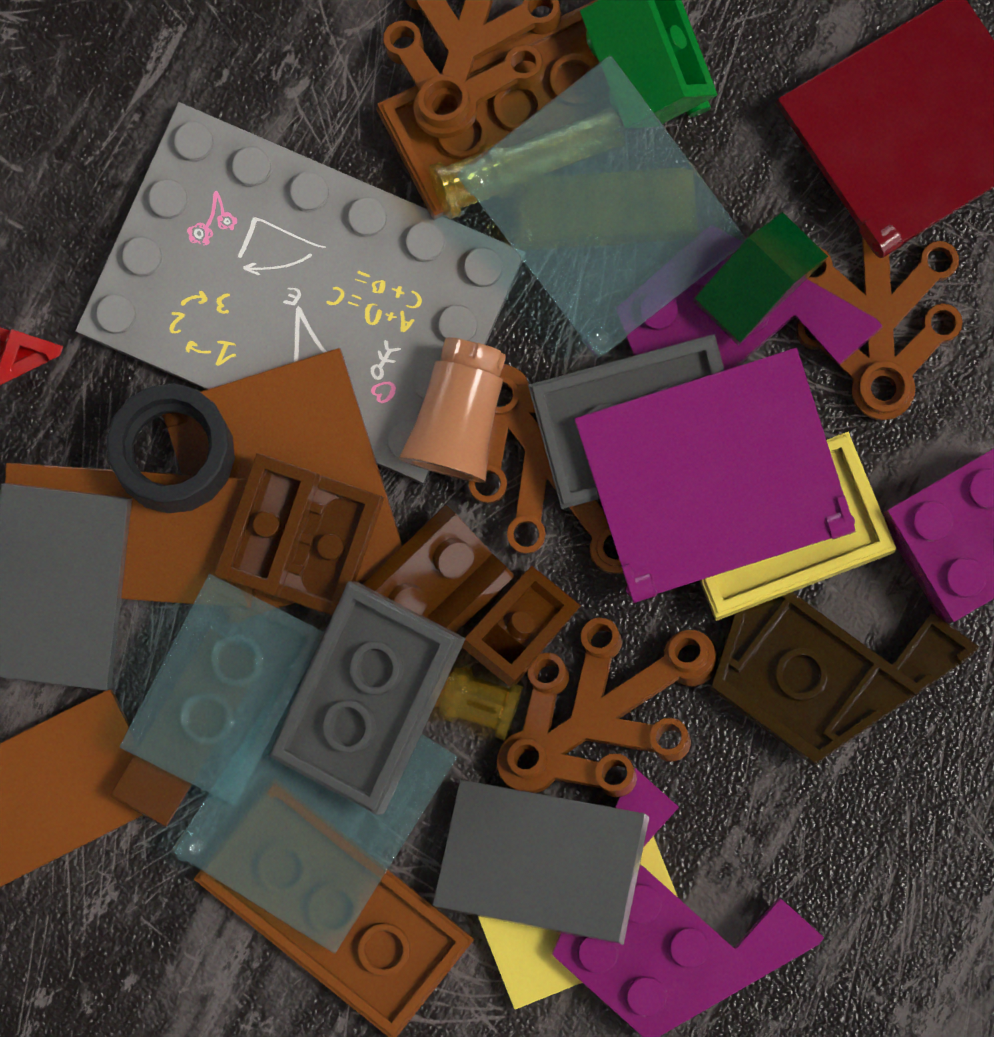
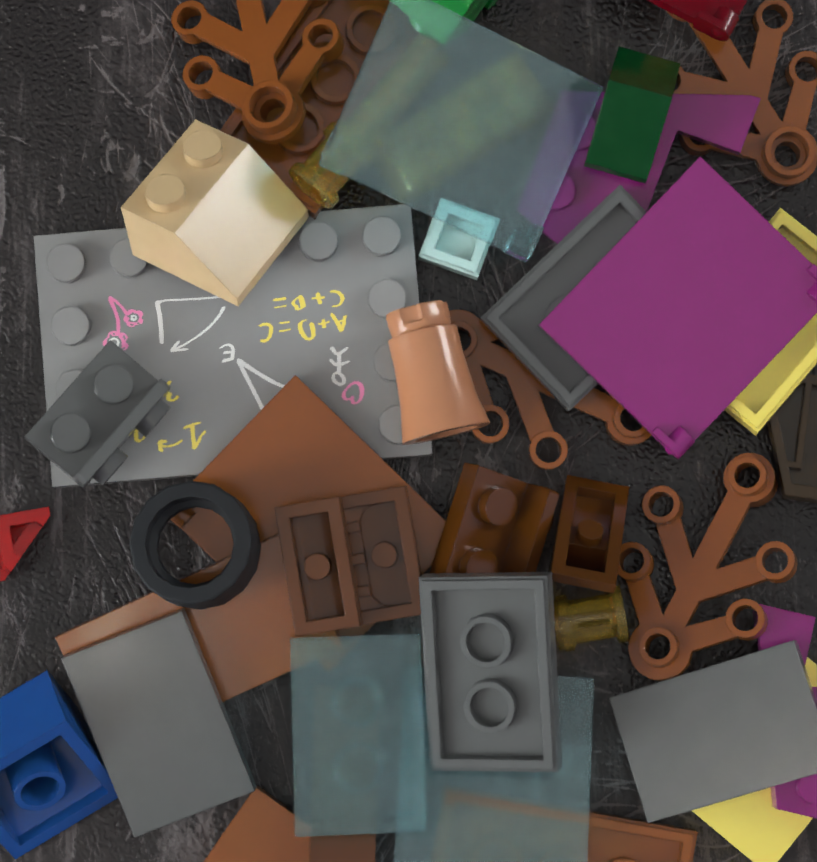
camera: 30 degrees left, 0 degrees up
(149, 290) = (99, 415): none -> dark grey bracket
(344, 168) = (212, 214): none -> tan slope
(540, 314) = (453, 250): none -> light aqua tile

